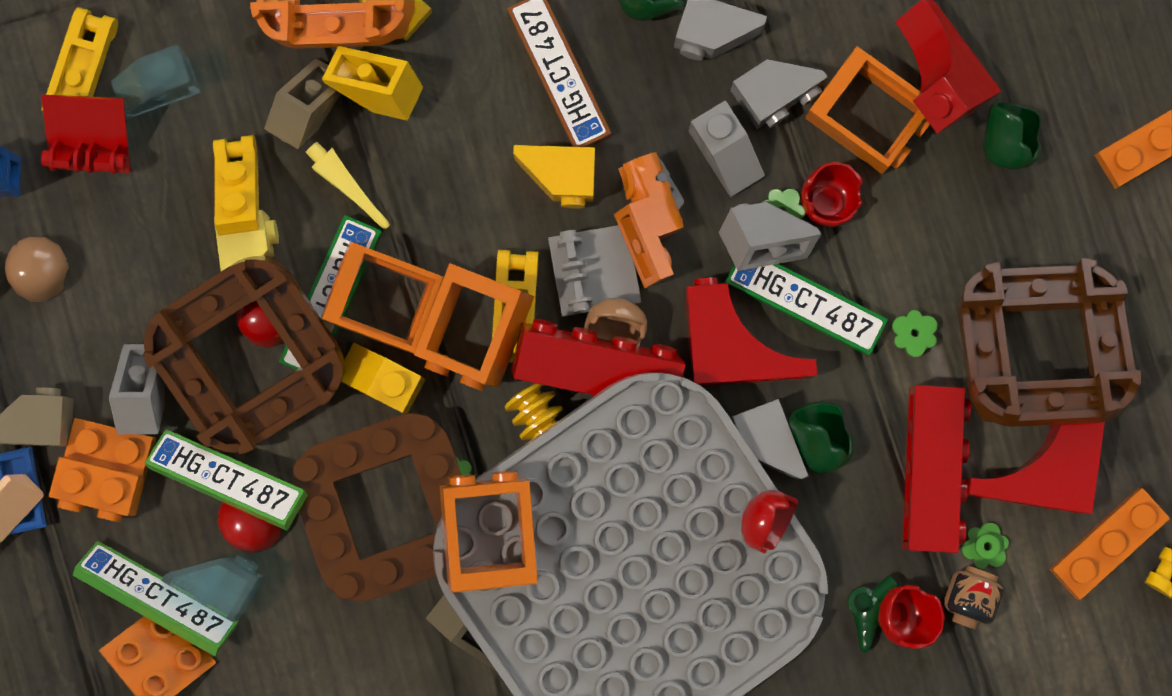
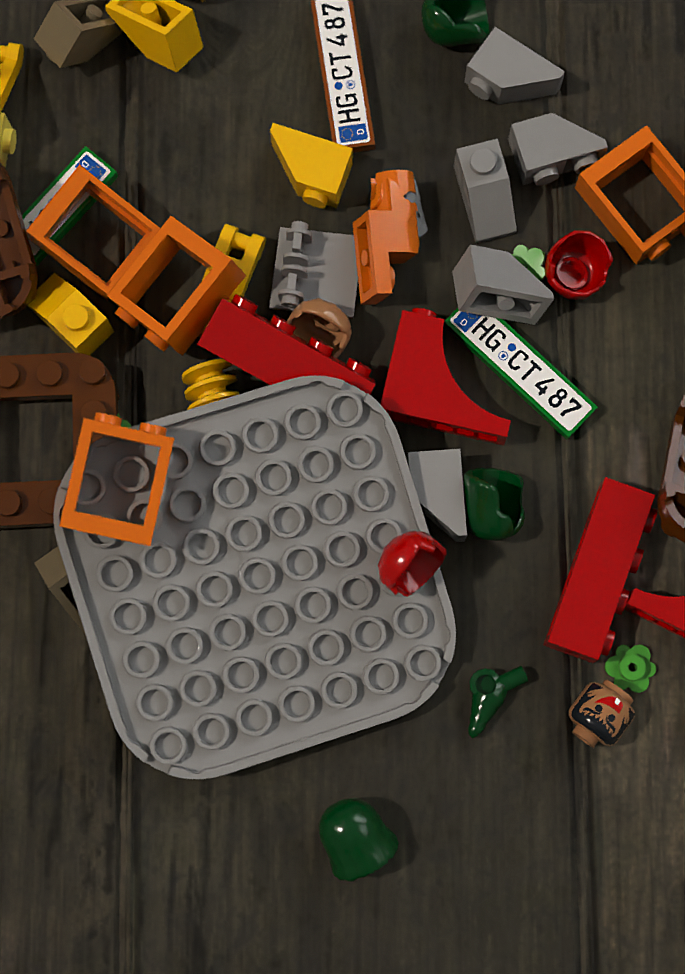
camera: 20 degrees right, 5 degrees down
(333, 170) = (88, 99): light yellow piece -> none
(911, 617) = (530, 713): red hair -> none
(924, 326) = (633, 427): bright green plant -> none

